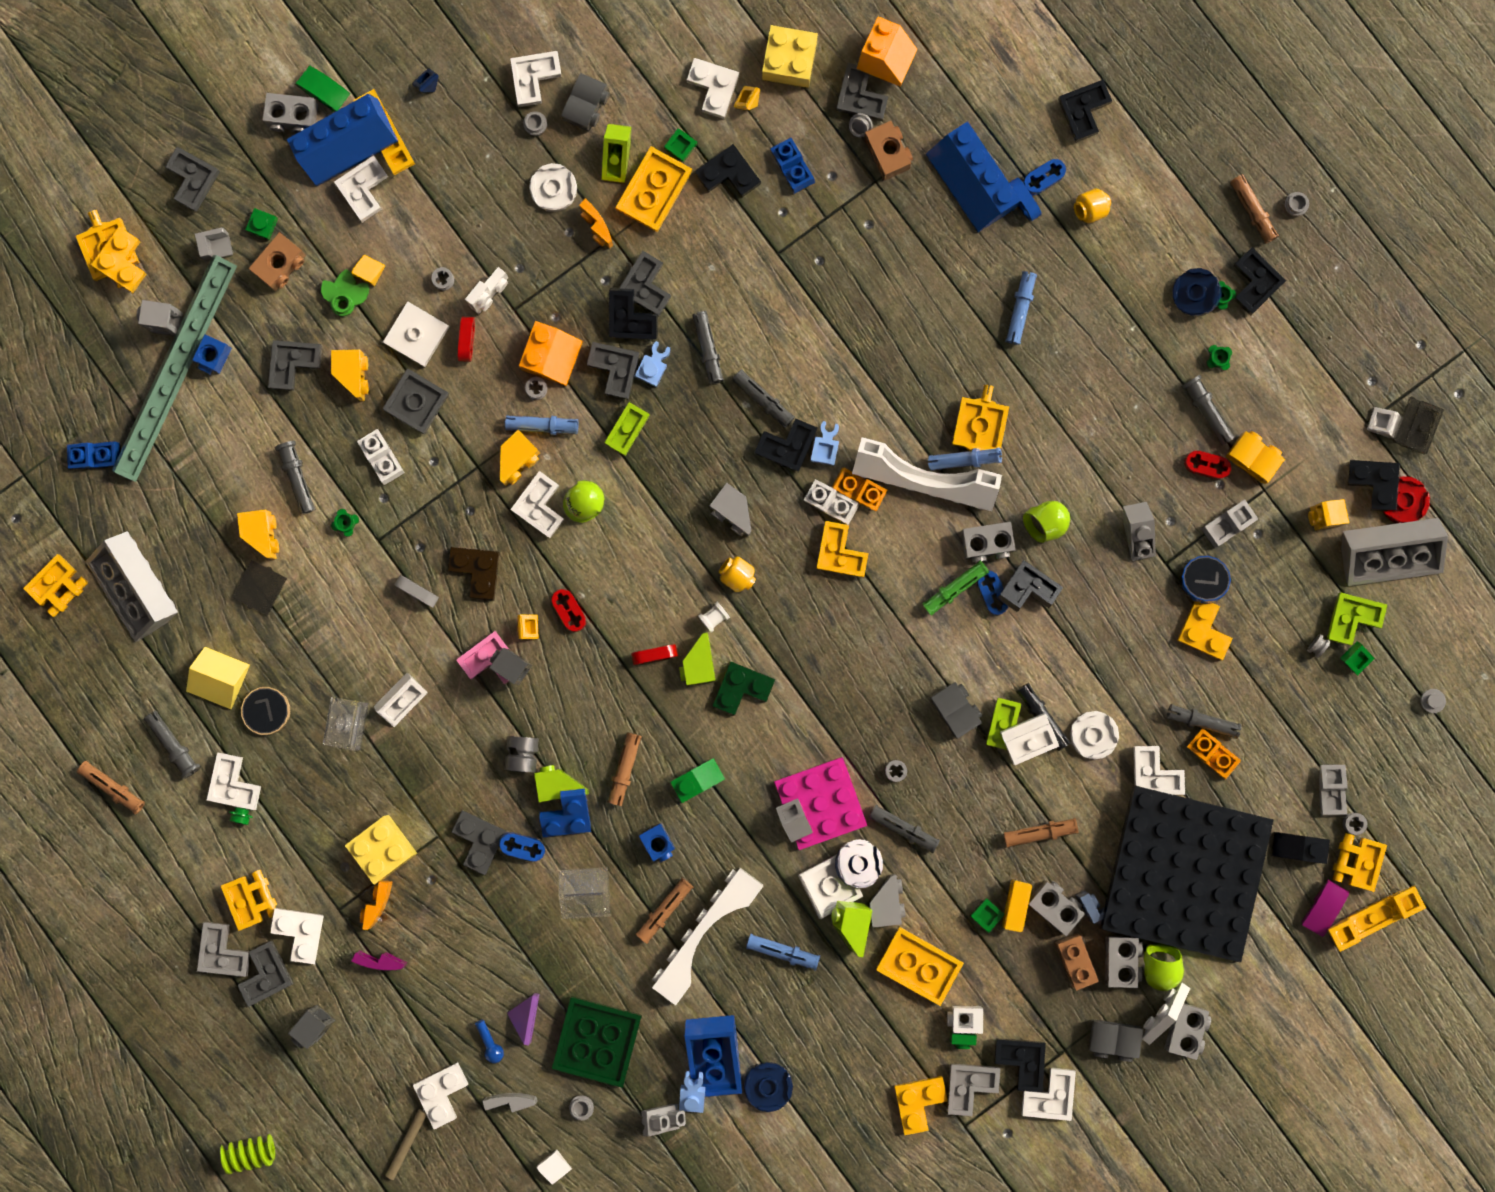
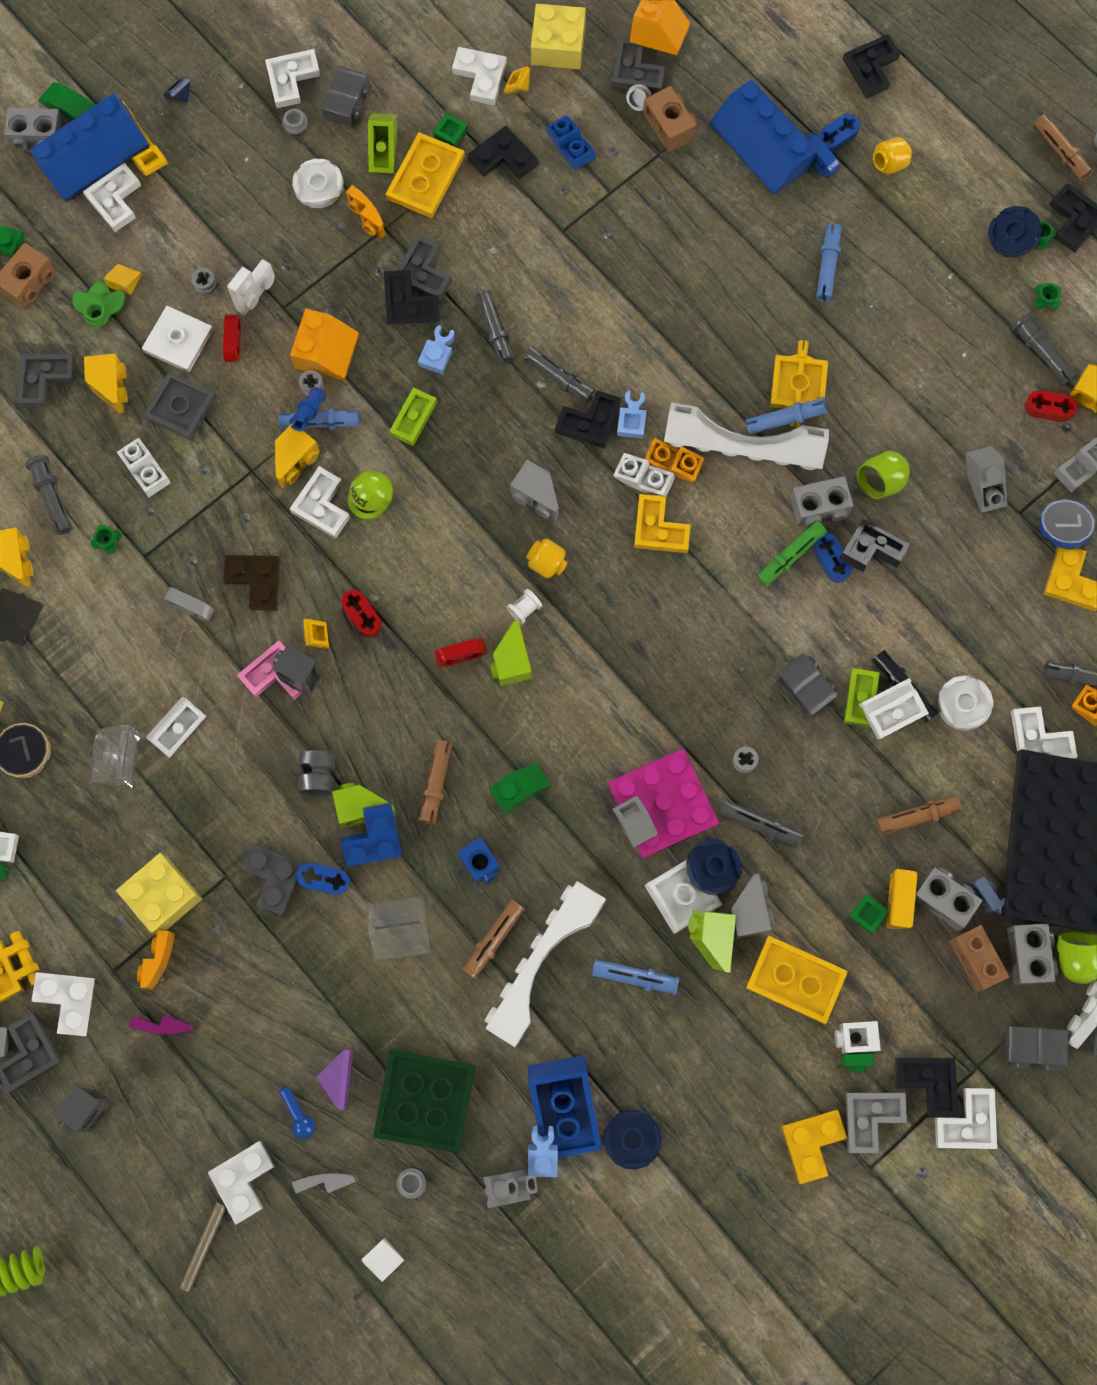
camera: 10 degrees left, 10 degrees down
(532, 418) = (307, 409): none -> blue pin
(620, 363) = (400, 350): dark grey plate -> none
(740, 681) = (559, 675): dark green plate -> none

